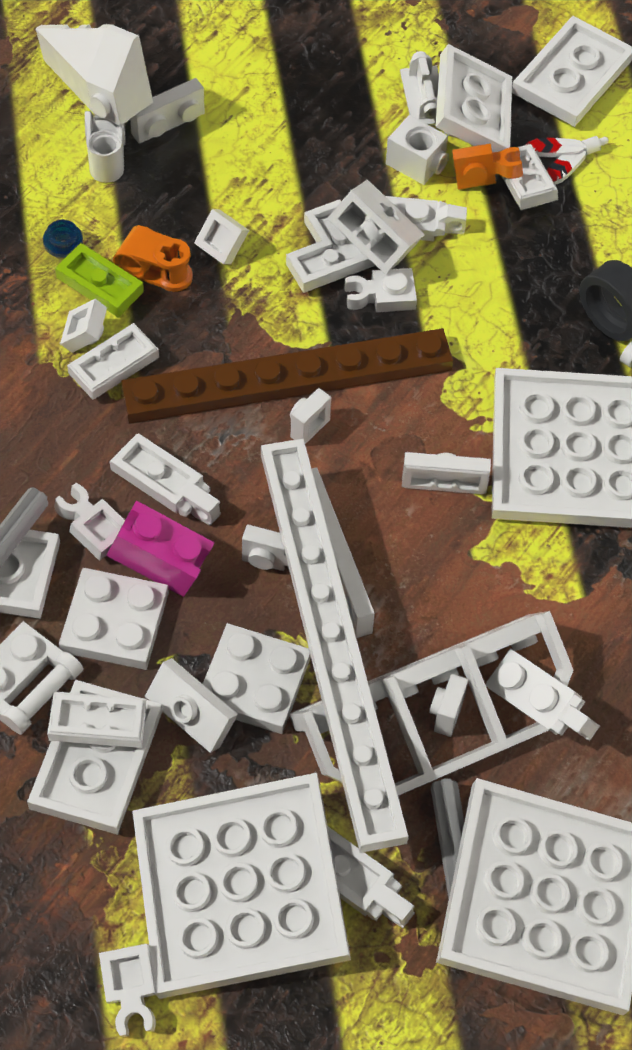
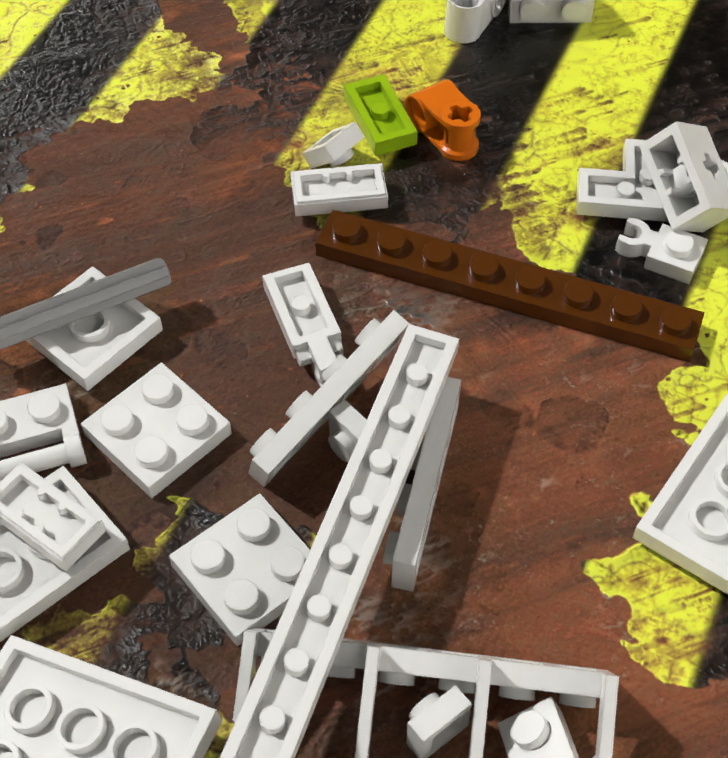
camera: 35 degrees right, 5 degrees down
(62, 238) = (373, 62): plate -> none
(92, 525) = (202, 328): white plate -> none
(160, 548) = (240, 379): dark pink brick -> none
(191, 705) = (157, 558): white plate -> none
(221, 236) = (526, 126): white plate -> none
(232, 511) = (310, 412): none -> white plate
(310, 415) = (496, 330): white plate -> none
(446, 473) = (608, 460): white plate -> none

